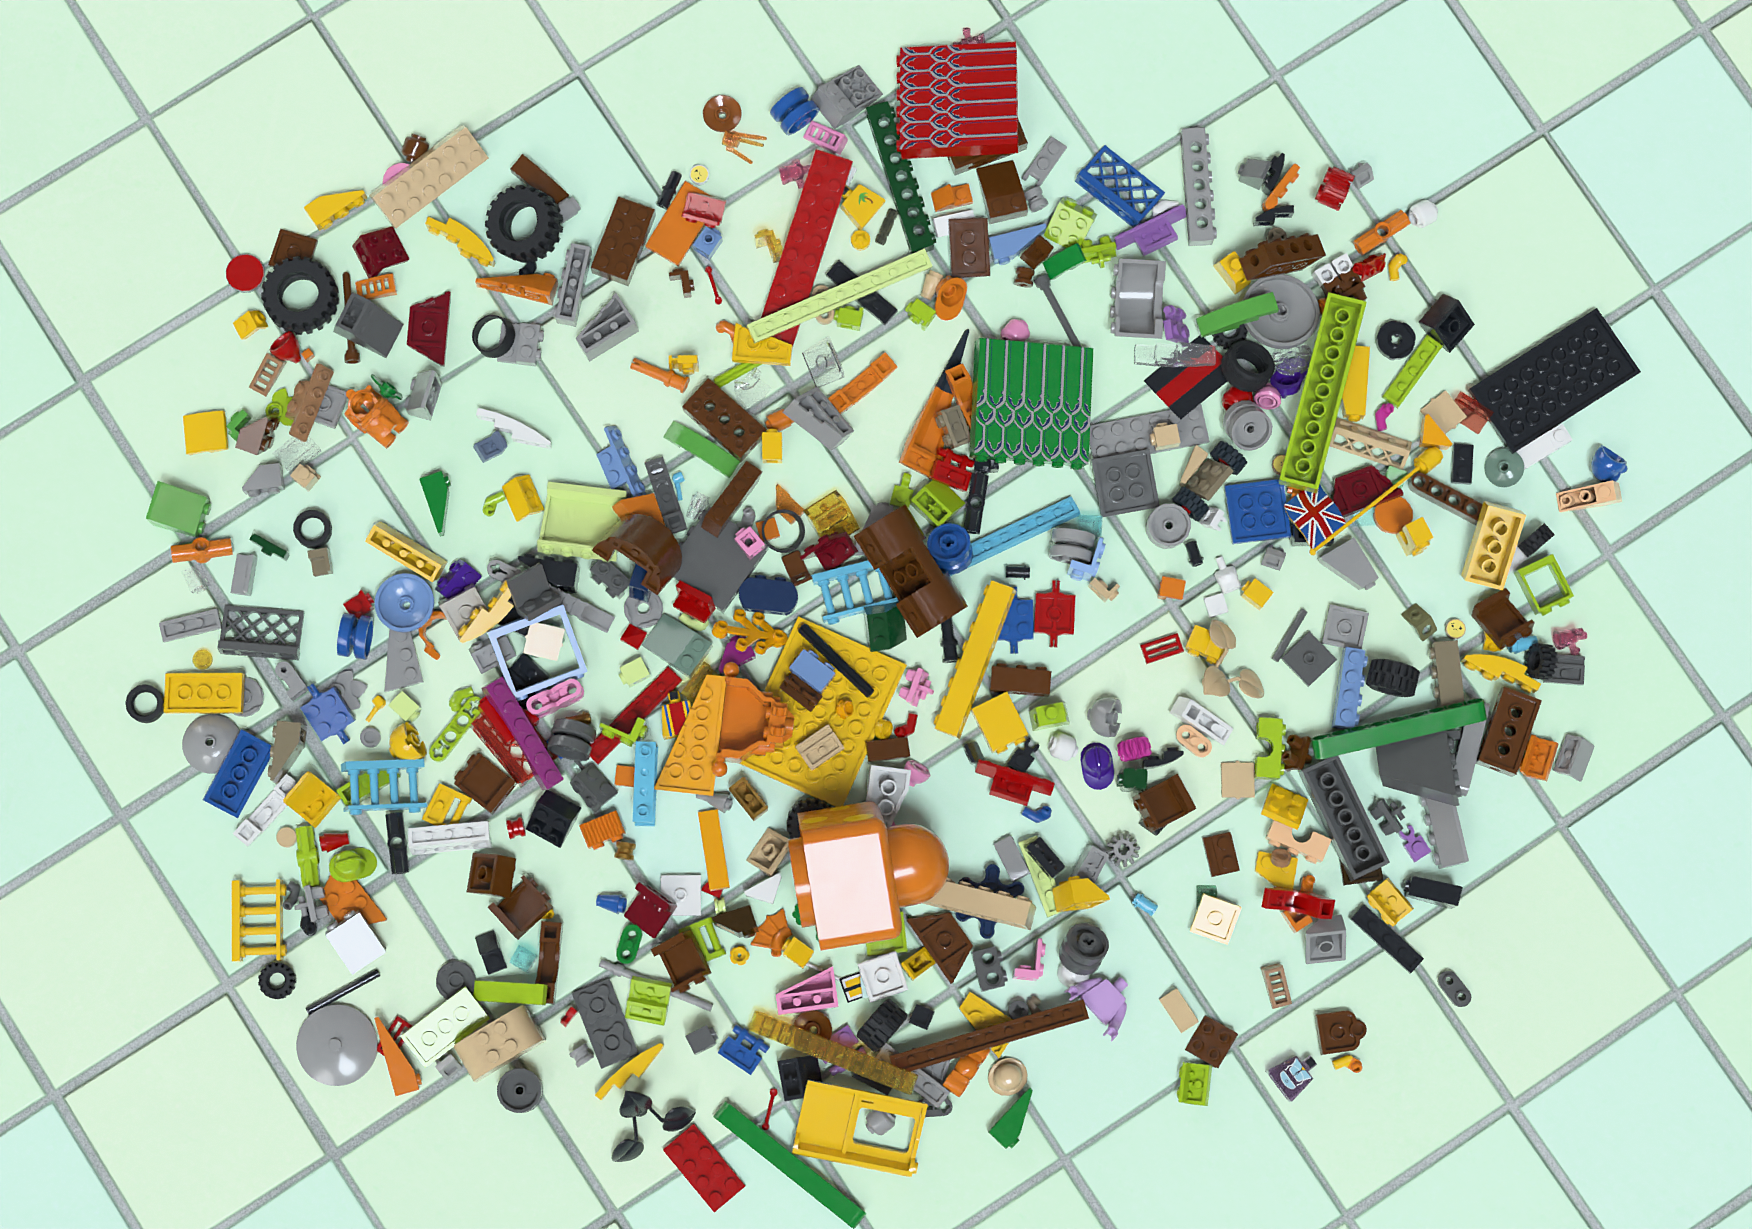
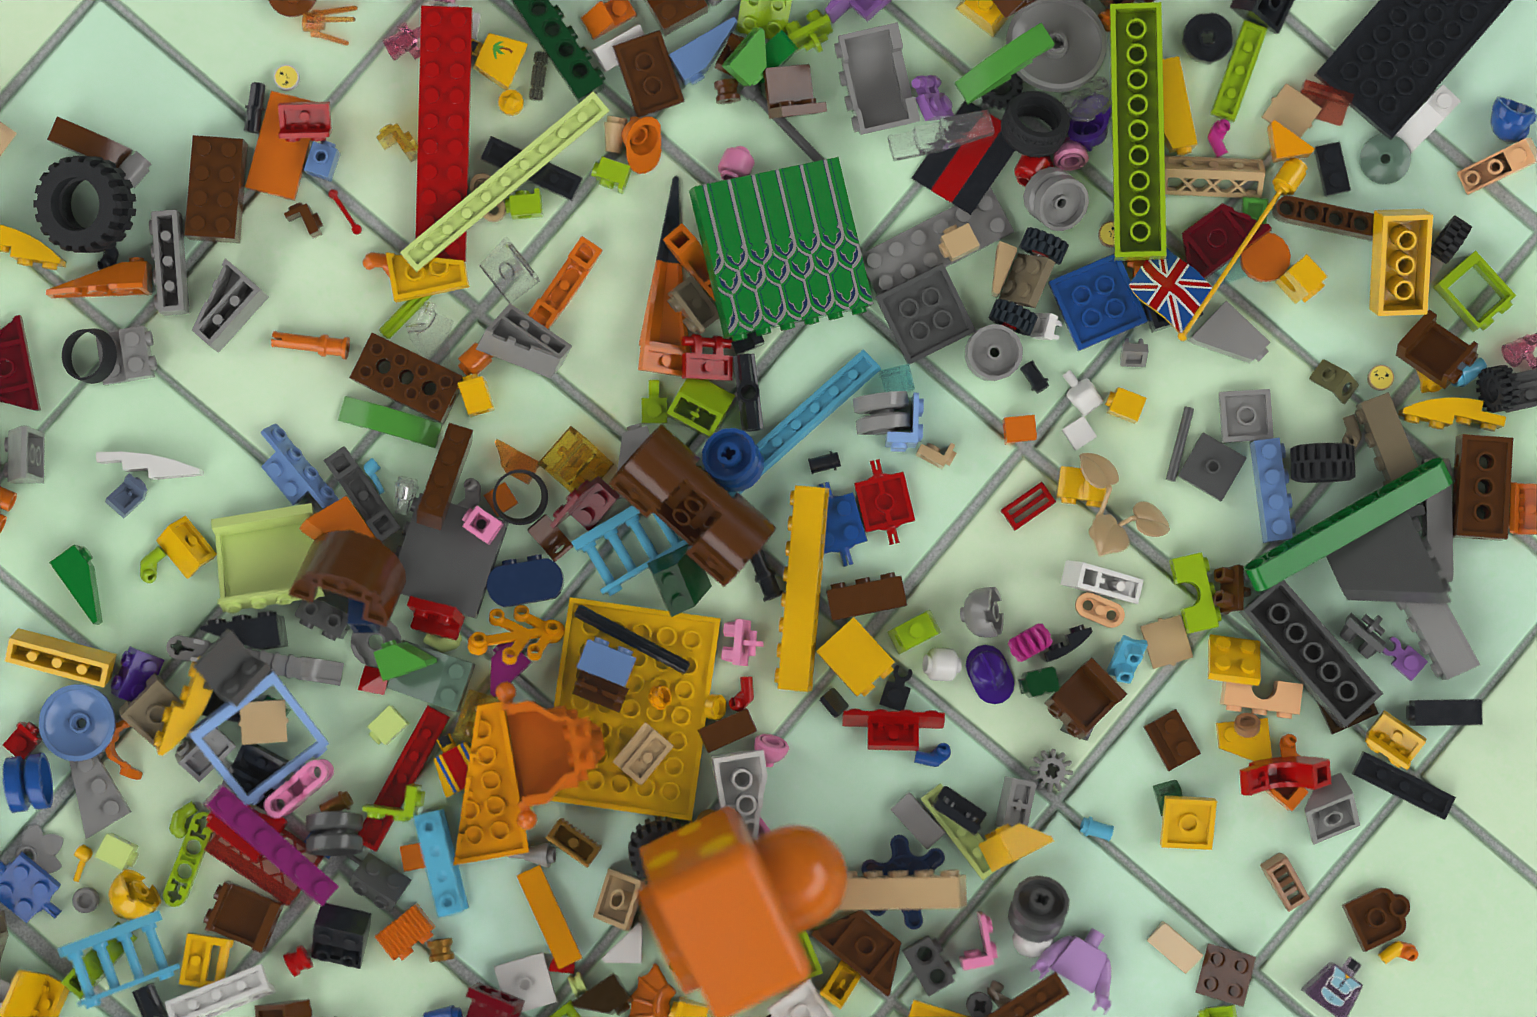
camera: 15 degrees left, 5 degrees up
(659, 625) = (400, 659): none -> bright green slope
(685, 363) = (338, 322): yellow plate -> none
(1047, 257) = (748, 59): none -> bright green slope
(1071, 291) = (791, 92): none -> bracket
(1203, 782) = (1126, 658): none -> medium azure hips
(1423, 663) = (1353, 434): none -> dark tan arm
(1453, 990) = (1503, 823): dark grey plate -> none

